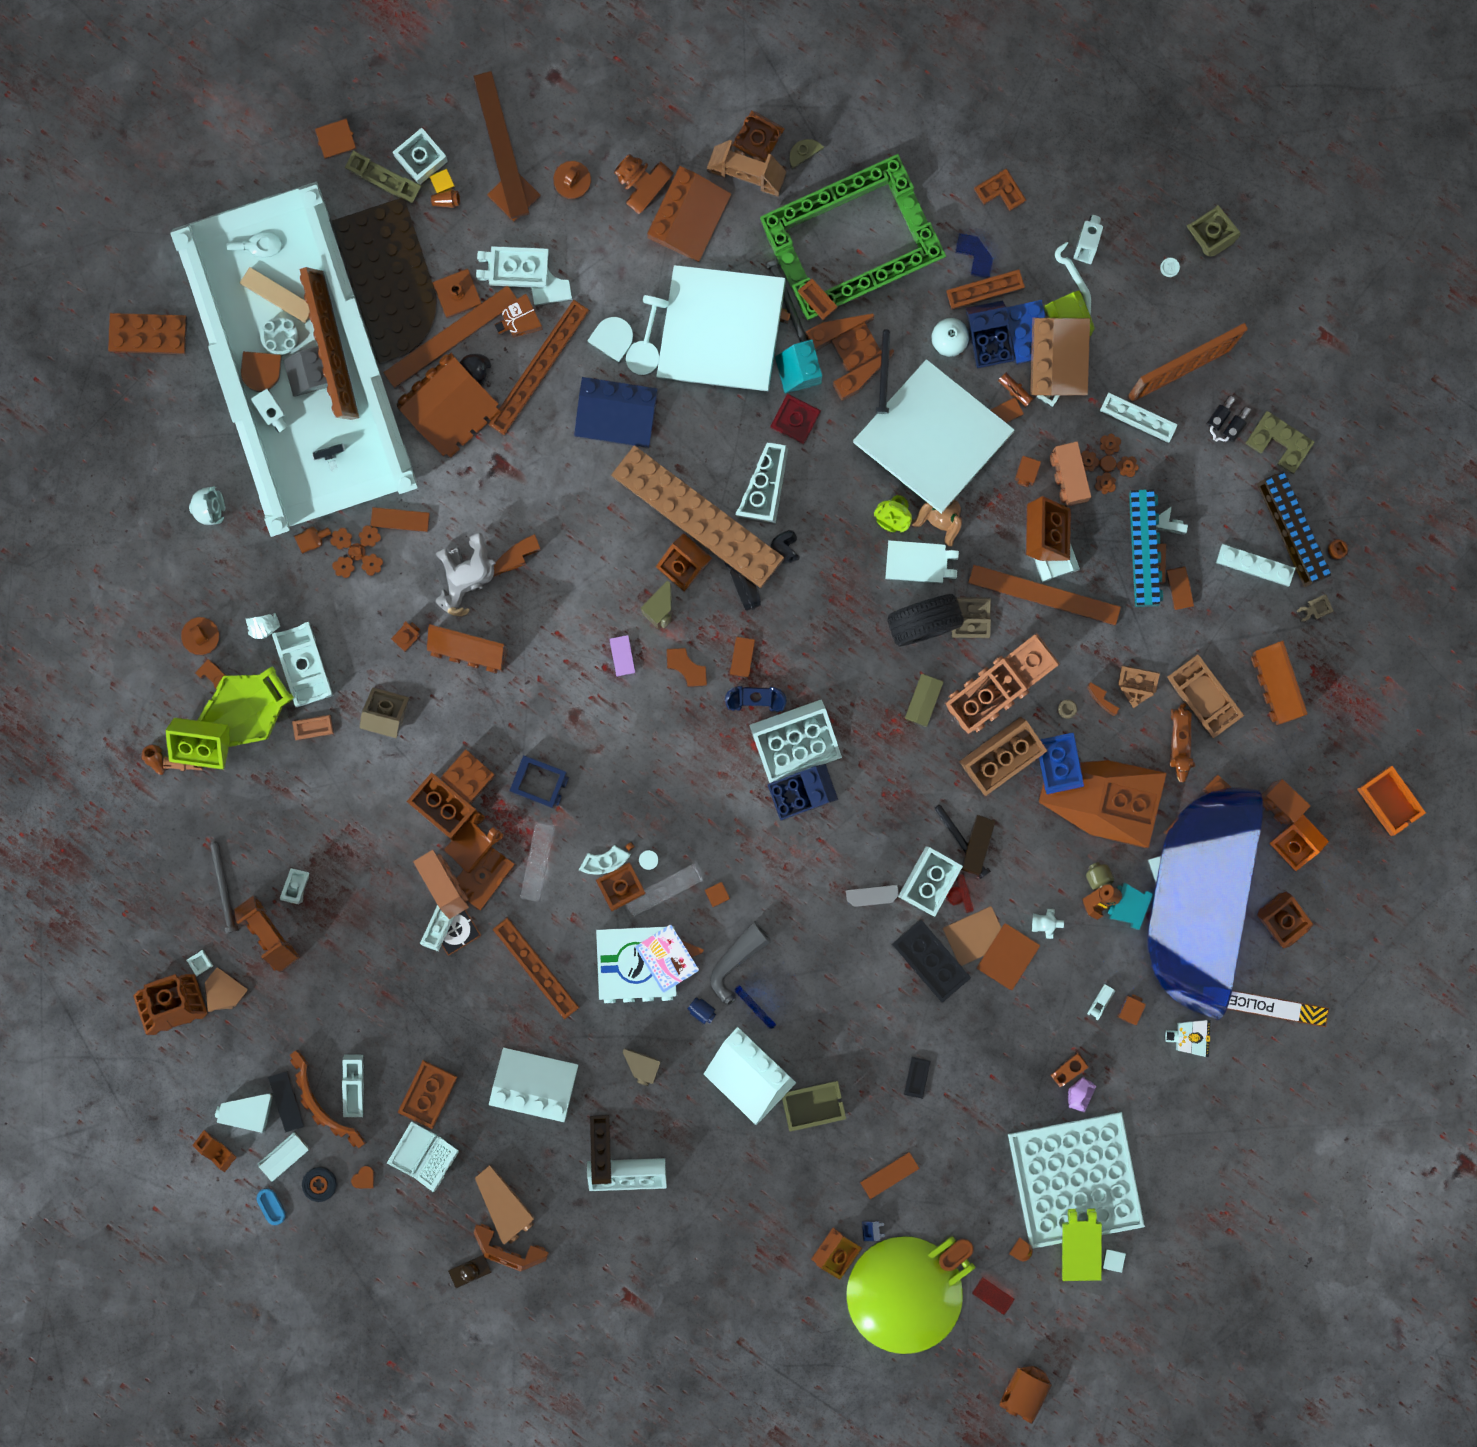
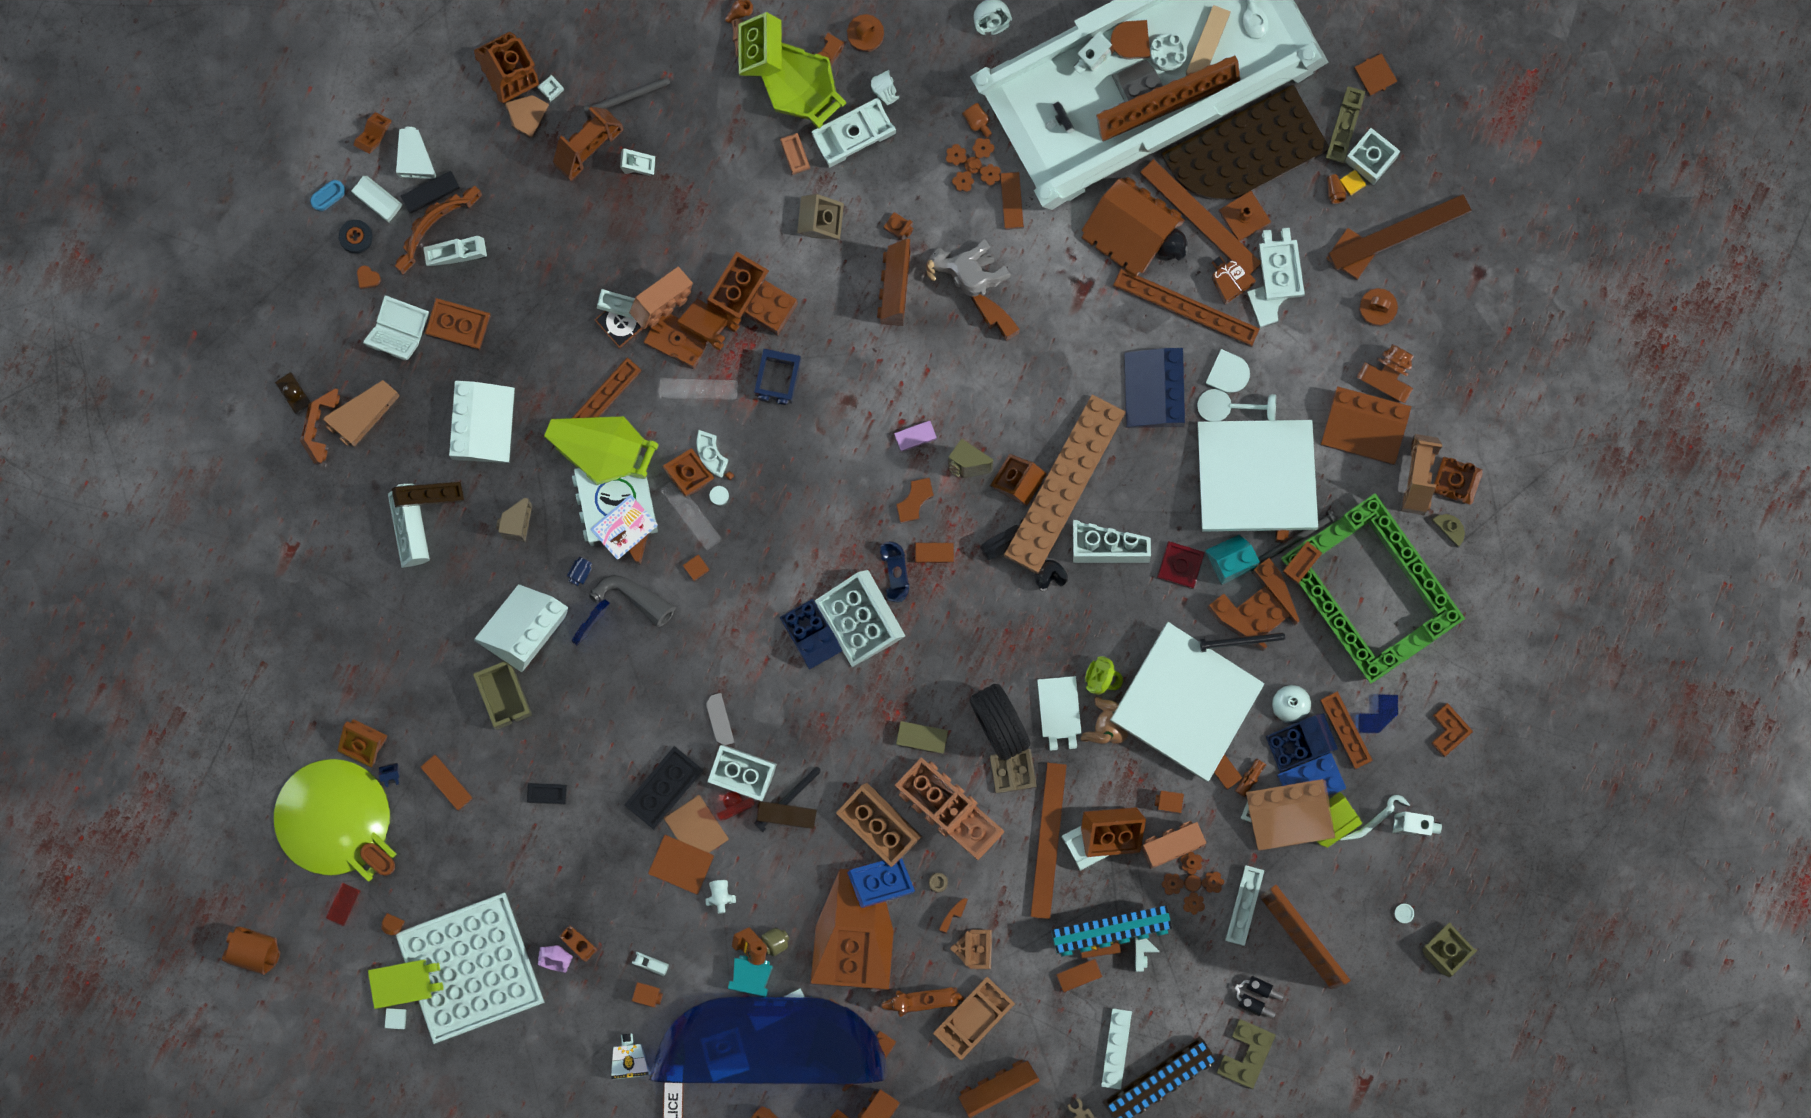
camera: 80 degrees right, 5 degrees down
(581, 968) = (601, 446): none -> lime windscreen

